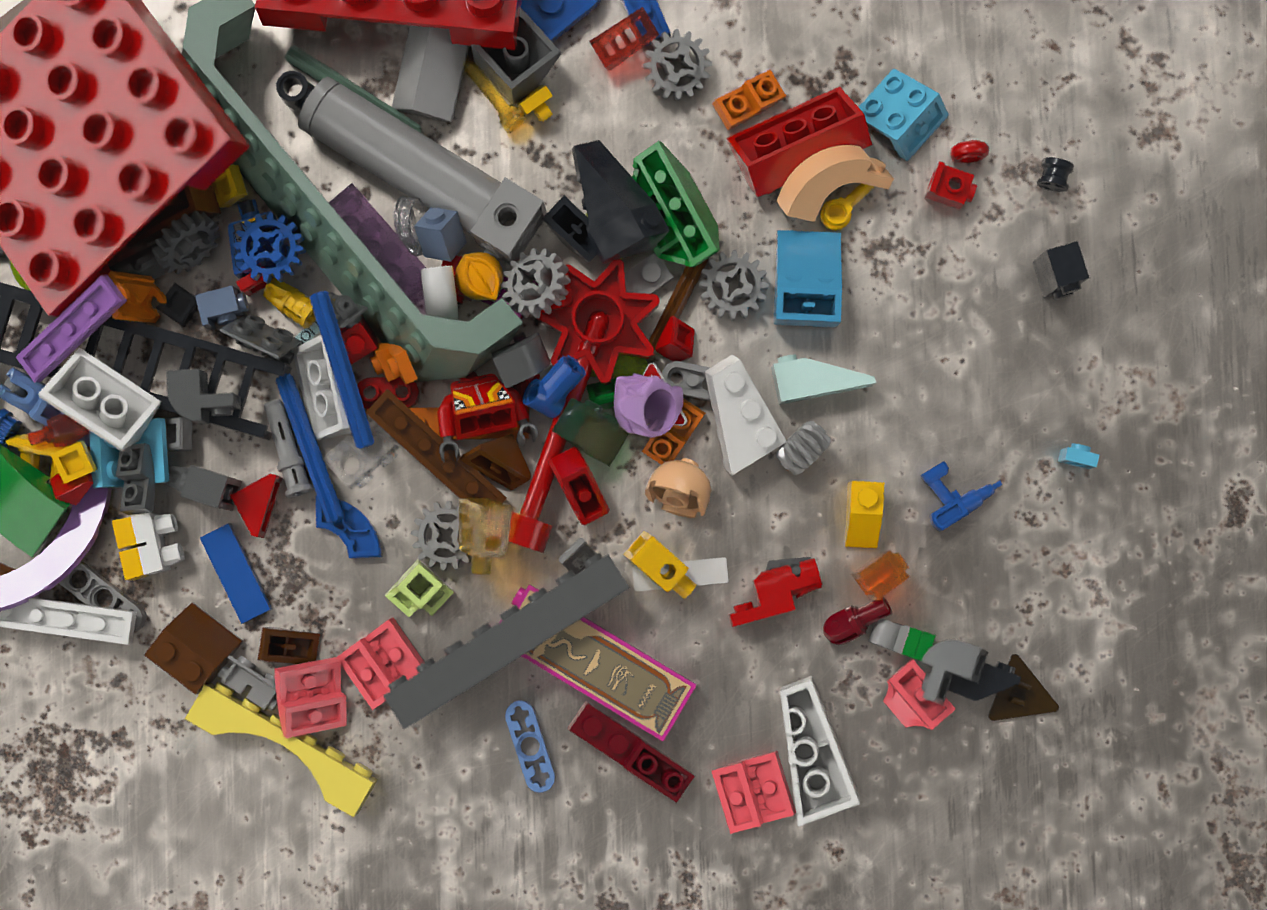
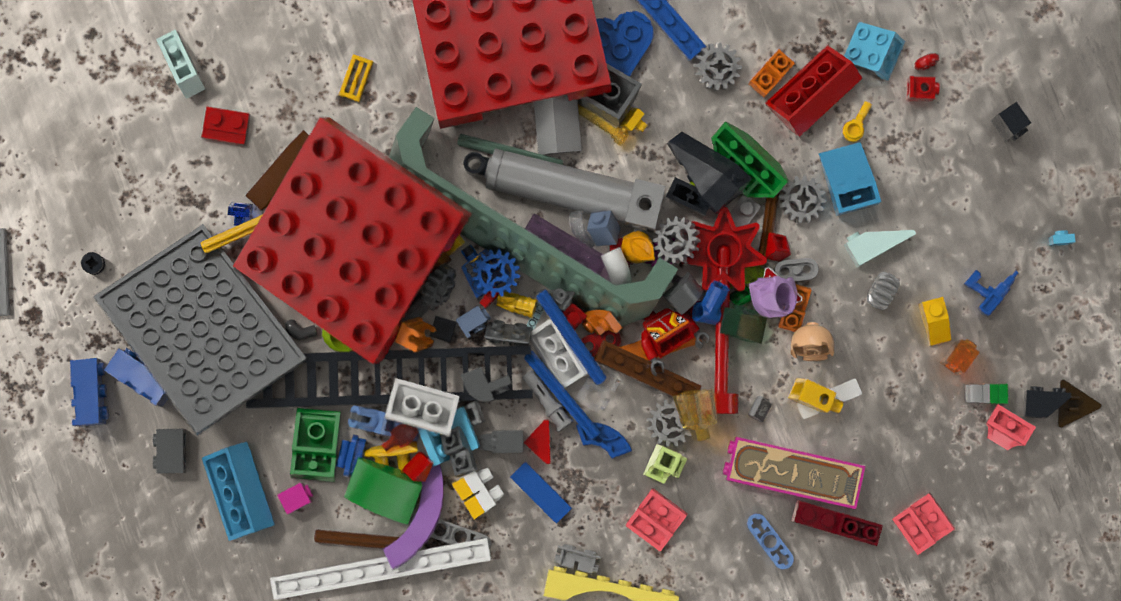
camera: 25 degrees left, 0 degrees up
(71, 328) = (387, 367): medium lavender tile -> none
(73, 461) = (417, 453): yellow plate -> none
(193, 648) = (532, 549): reddish brown slope -> none
(287, 645) = (593, 527): reddish brown slope -> none
(310, 697) = (619, 556): coral slope -> none
(500, 461) = (690, 364): reddish brown slope -> none
(506, 641) = (736, 476): dark grey brick -> none
(579, 485) = (747, 362): red brick -> none
(608, 36) = (661, 68): clear red slope -> none
(741, 416) = (837, 284): white wedge -> none
(777, 587) = (895, 387): red plate -> none
(816, 760) = (959, 492): white wedge -> none
(823, 173) = (838, 107): light nougat arch -> none
(854, 621) = (952, 393): dark red arm -> none
(951, 659) = (1020, 397): brick -> none
(1055, 174) = (987, 59): black wheel -> none

